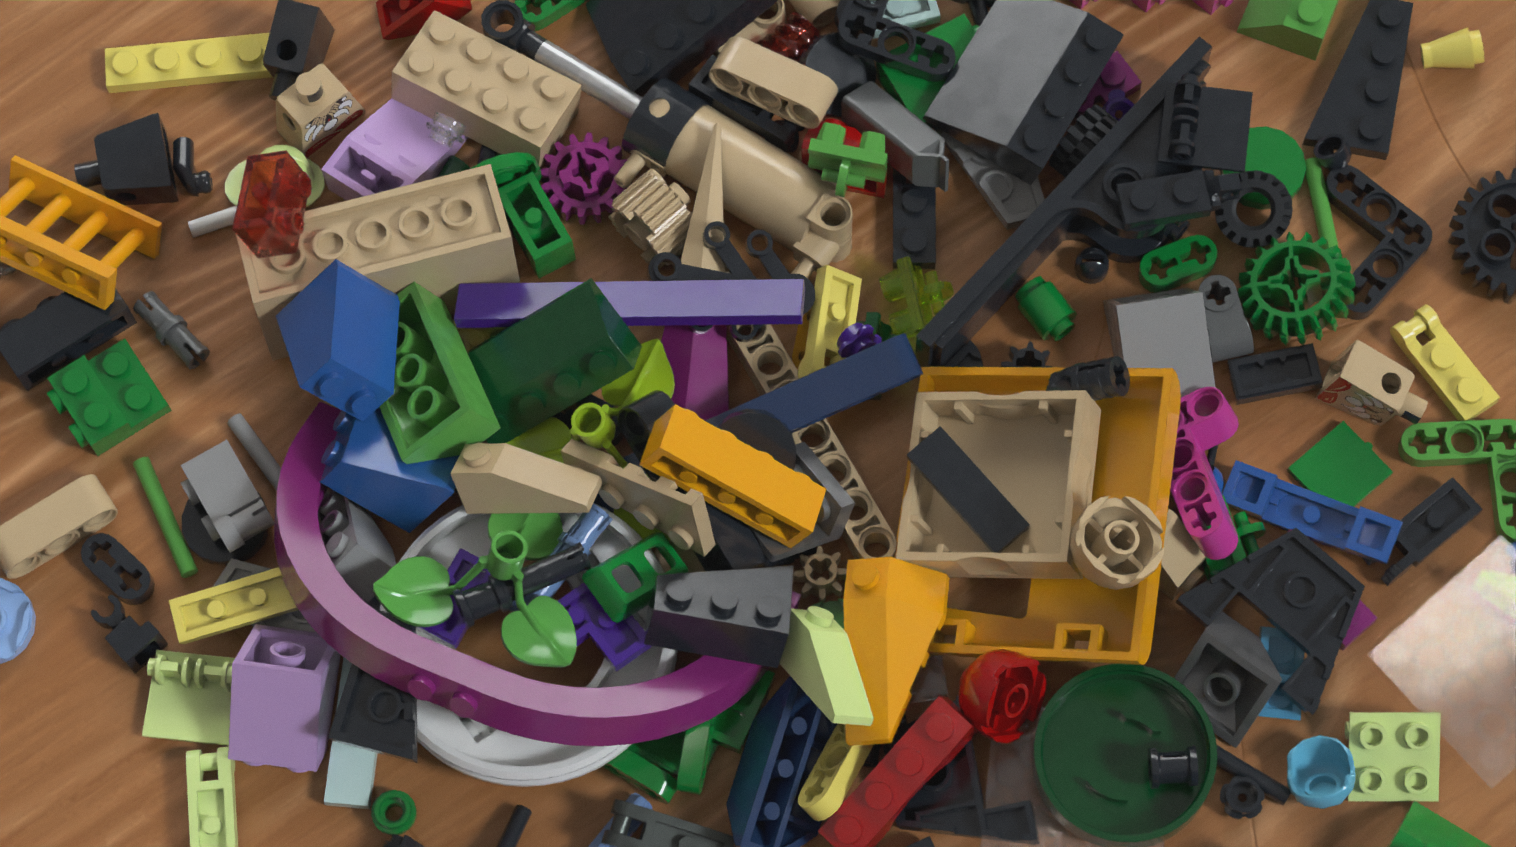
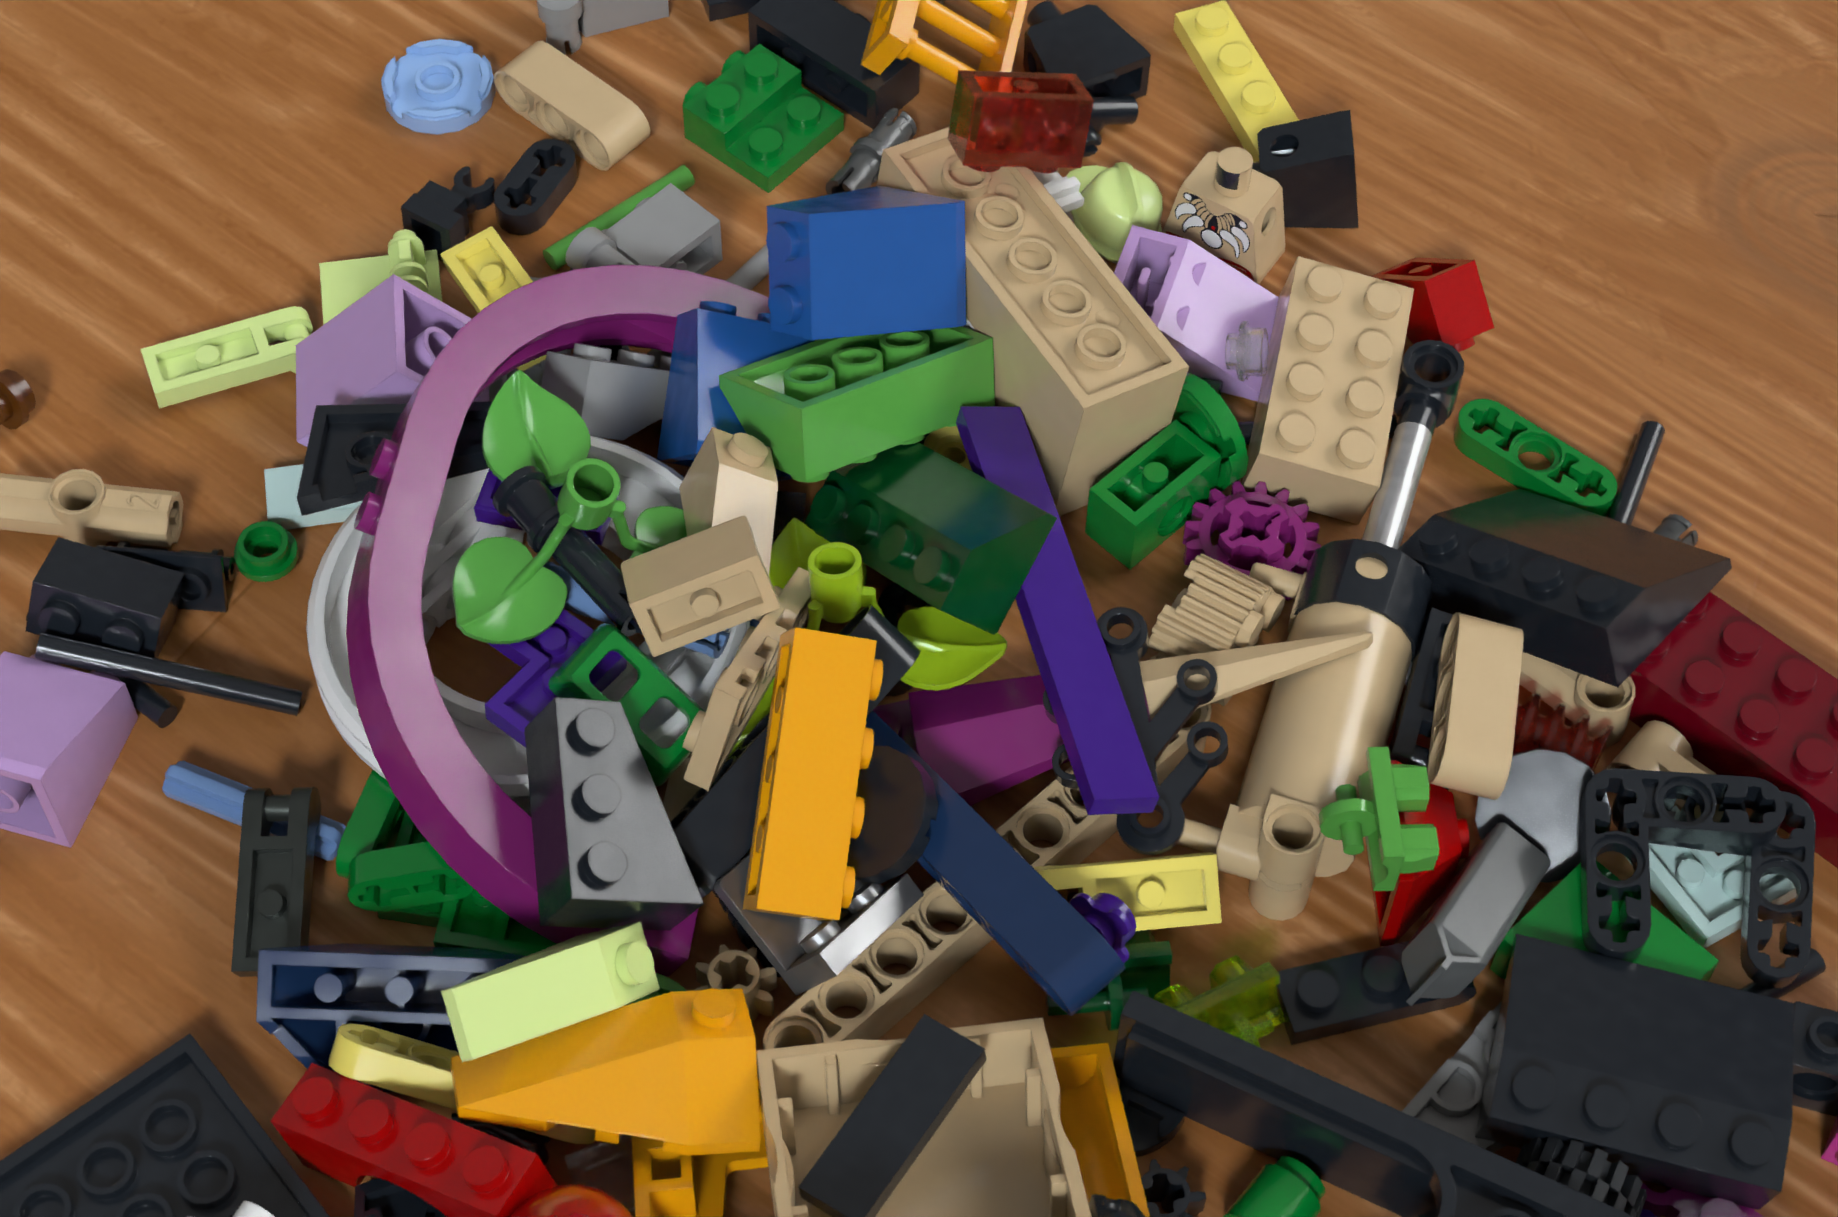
camera: 70 degrees right, 15 degrees down
(580, 506) = (698, 586): none -> tan panel

